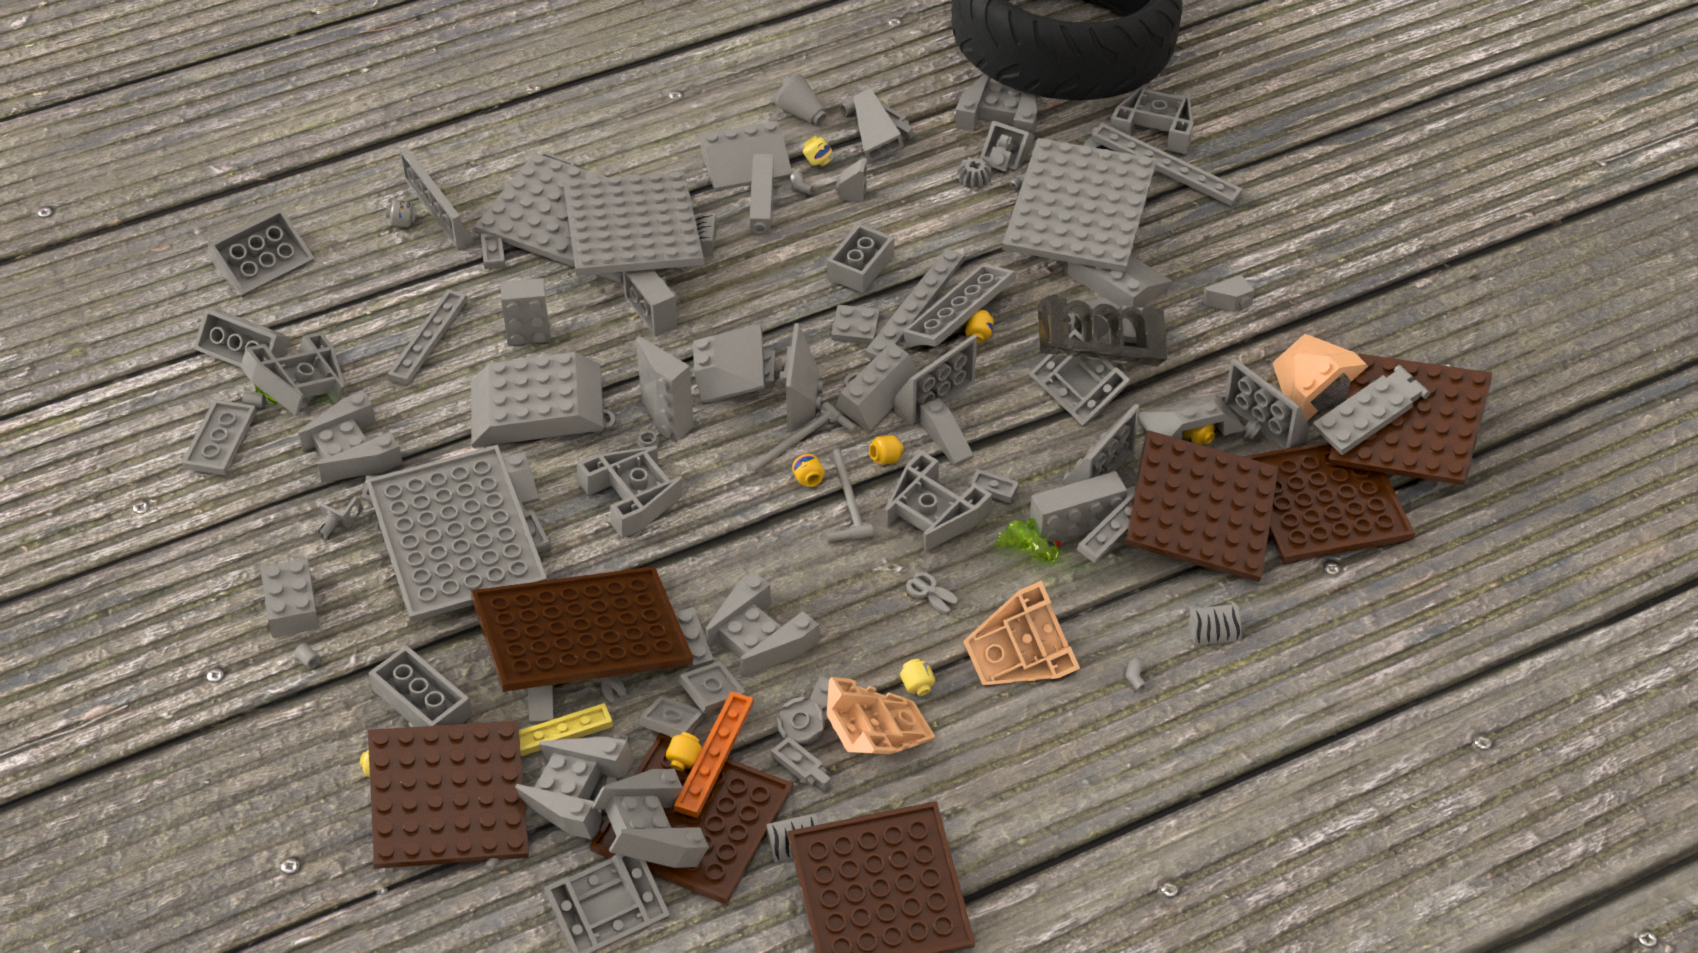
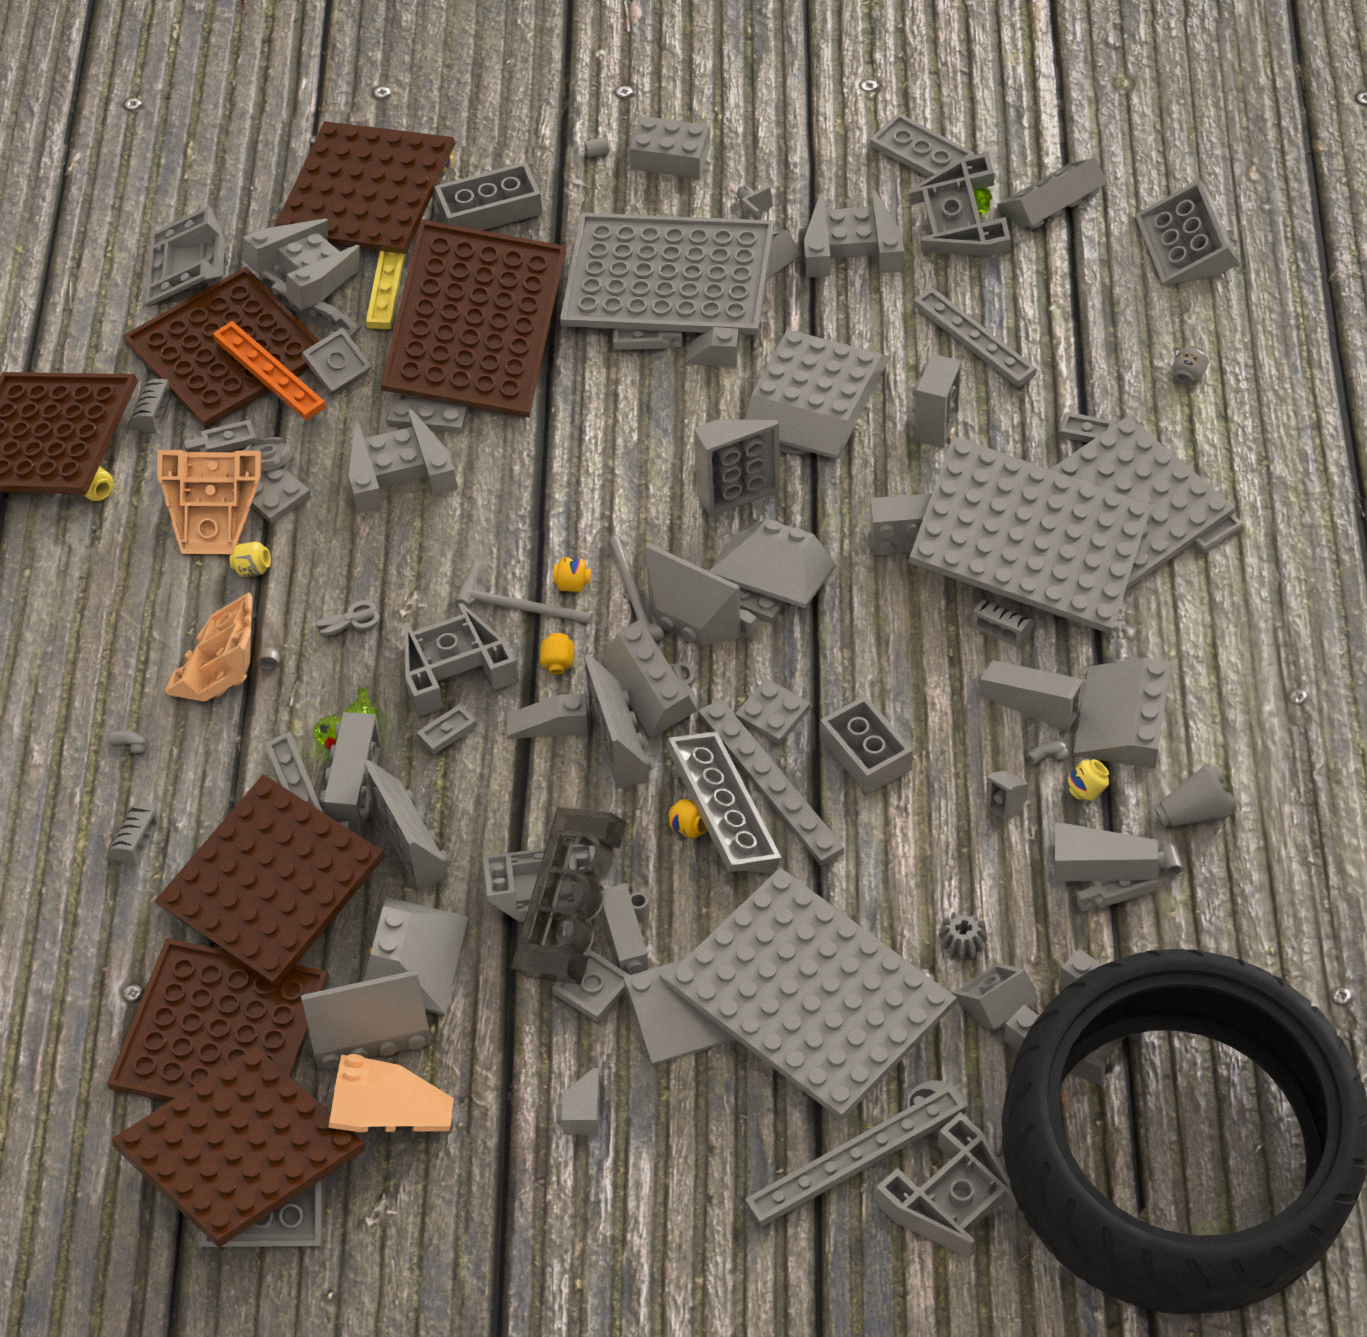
camera: 120 degrees right, 5 degrees up
(434, 200) = (1195, 393): light grey arch -> none
(637, 481) = (643, 425): light grey wedge -> none
(641, 824) = (217, 281): light grey wedge -> none
(683, 751) = (284, 346): yellow head -> none
(710, 686) = (352, 402): light grey plate -> none
(1001, 157) = (975, 973): light grey plate -> none
(1370, 410) = (271, 1100): light grey hinge -> none

